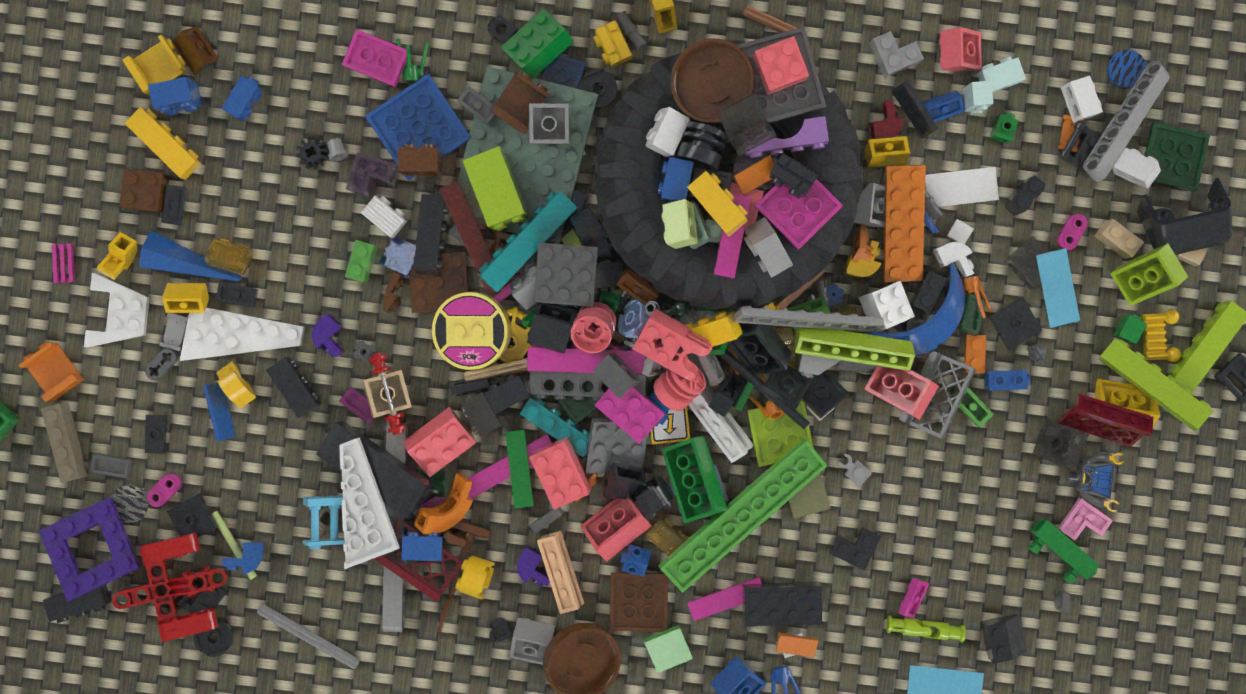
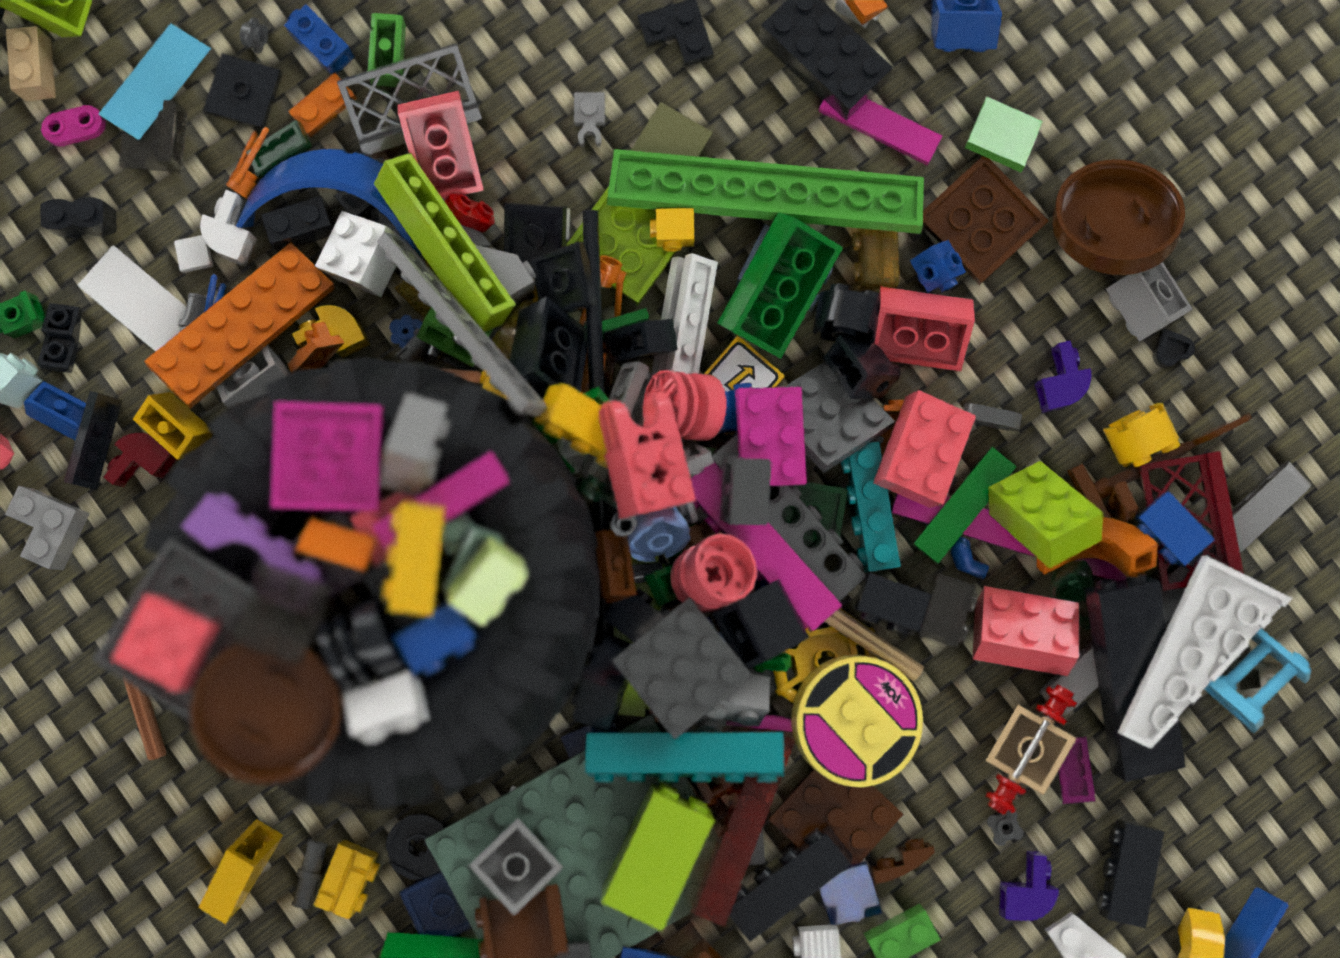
camera: 130 degrees left, 5 degrees down
(461, 387) = (936, 666): black plate -> none
(482, 498) = (1045, 514): none -> lime brick
(496, 446) = (964, 559): none -> blue arm
(560, 572) = (1038, 341): light nougat brick -> none
(765, 457) = (673, 228): none -> yellow brick
(792, 176) = (295, 495): black brick -> none
(859, 373) = (470, 212): none -> red plate
(976, 137) = (61, 339): none -> black slope

